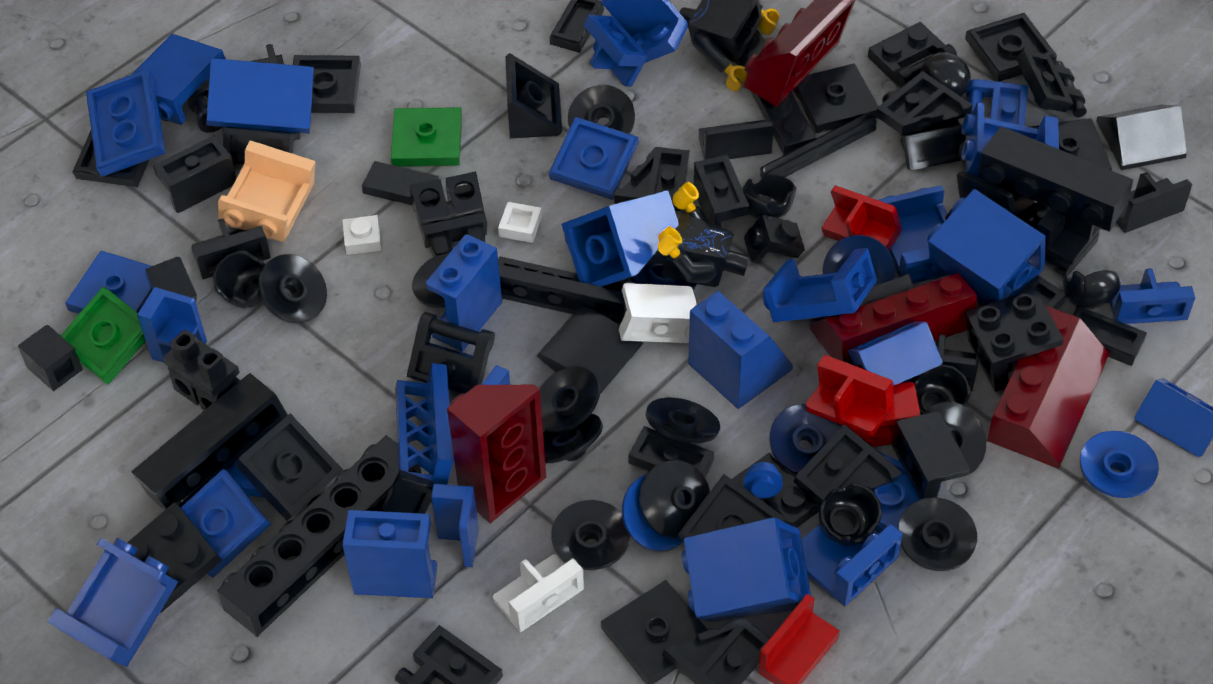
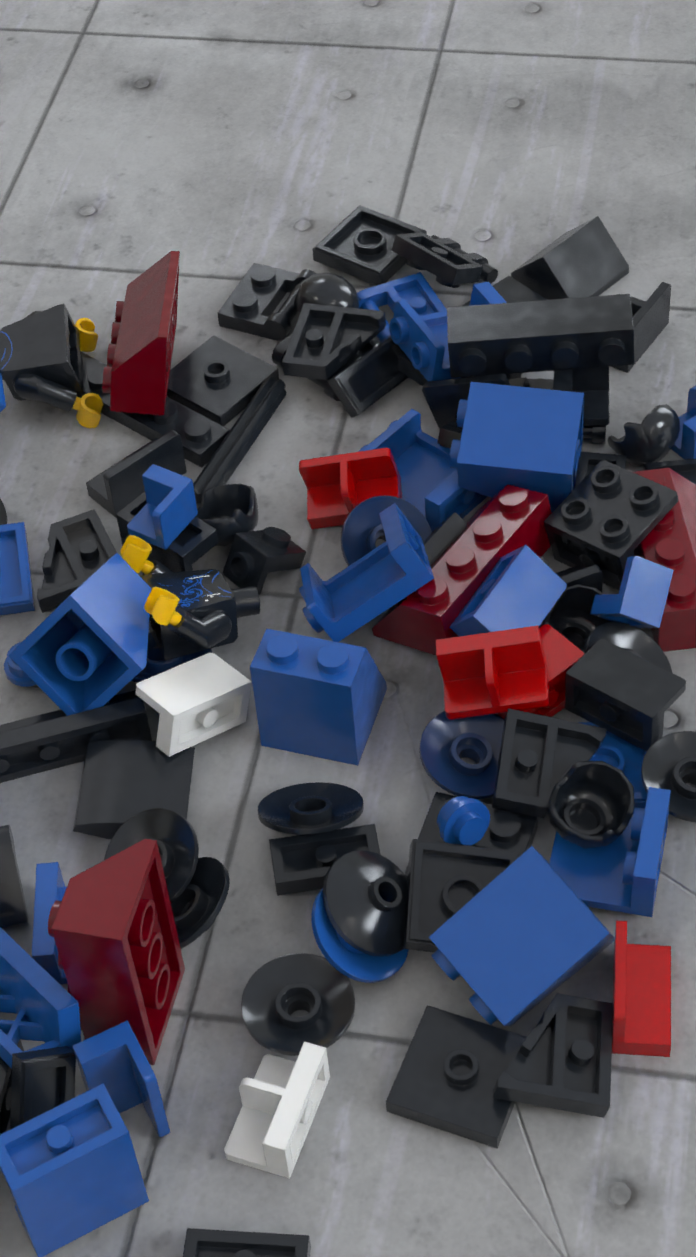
camera: 30 degrees left, 5 degrees down
(723, 178) = (168, 507): none -> blue panel
(984, 394) = (640, 595): none -> panel

